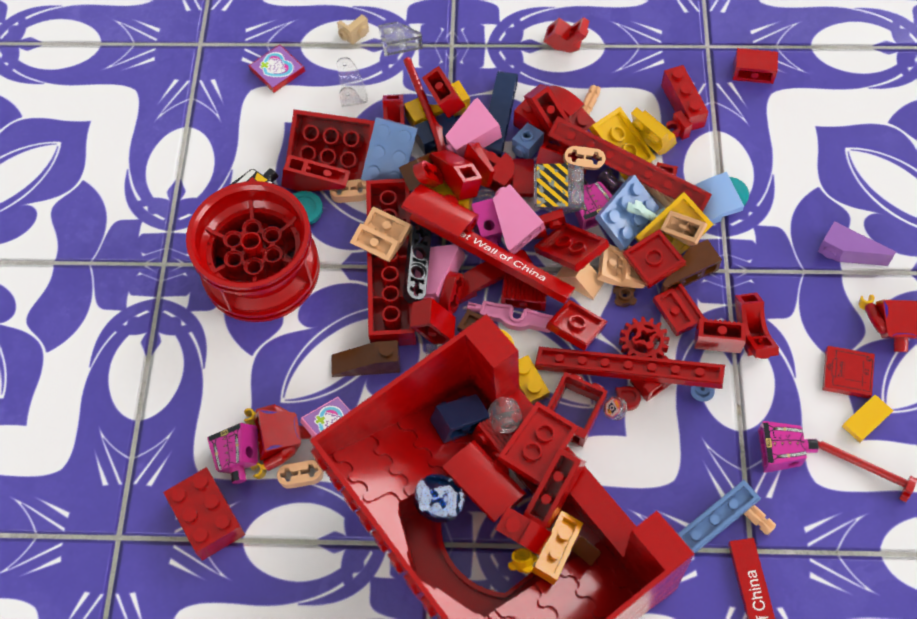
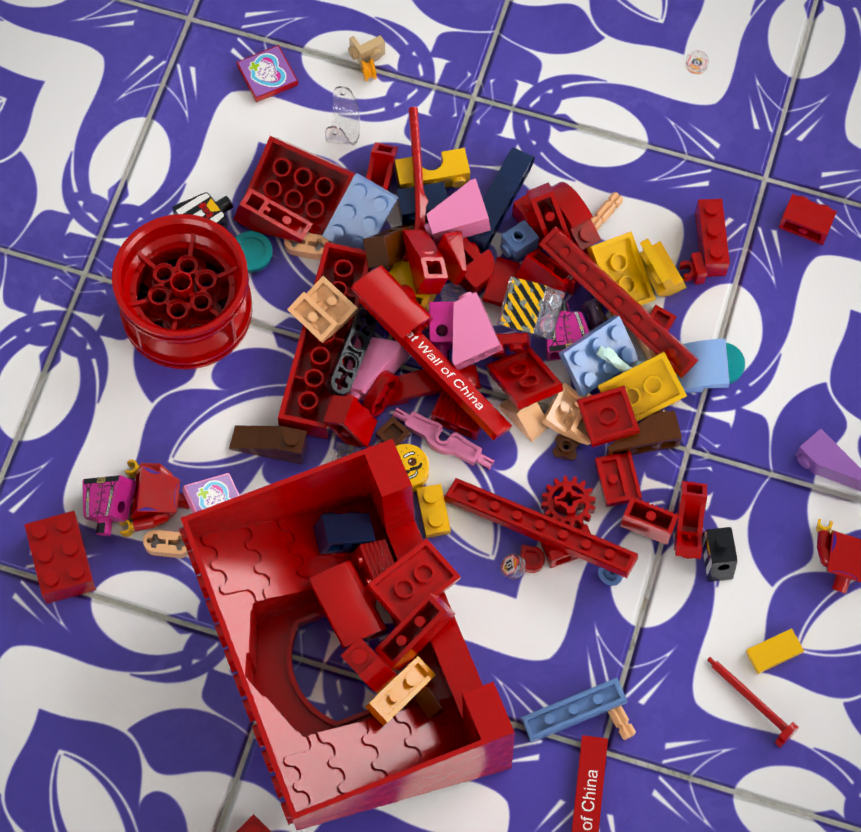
camera: 10 degrees right, 5 degrees up
(360, 44) = (368, 70): none -> light orange bush
(399, 38) = (414, 75): clear slope -> none
(428, 174) = (391, 256): red beam -> none
(438, 498) = (295, 609): clear blue tile -> none
(443, 92) = (440, 161): red brick -> none
(505, 415) = (389, 543): clear head -> none
(522, 560) = (359, 694): yellow plate -> none
(566, 37) = (604, 124): red brick -> none
(576, 325) = (502, 465): red tile -> none
(584, 152) = (570, 276): light nougat beam -> none
(592, 391) = (495, 541): red window -> none
(683, 228) = (649, 391): light nougat slope -> none
(783, 446) = (674, 655): dark pink torso -> none
(793, 347) = (719, 550): none -> black torso
(848, 372) = (774, 596): red tile -> none

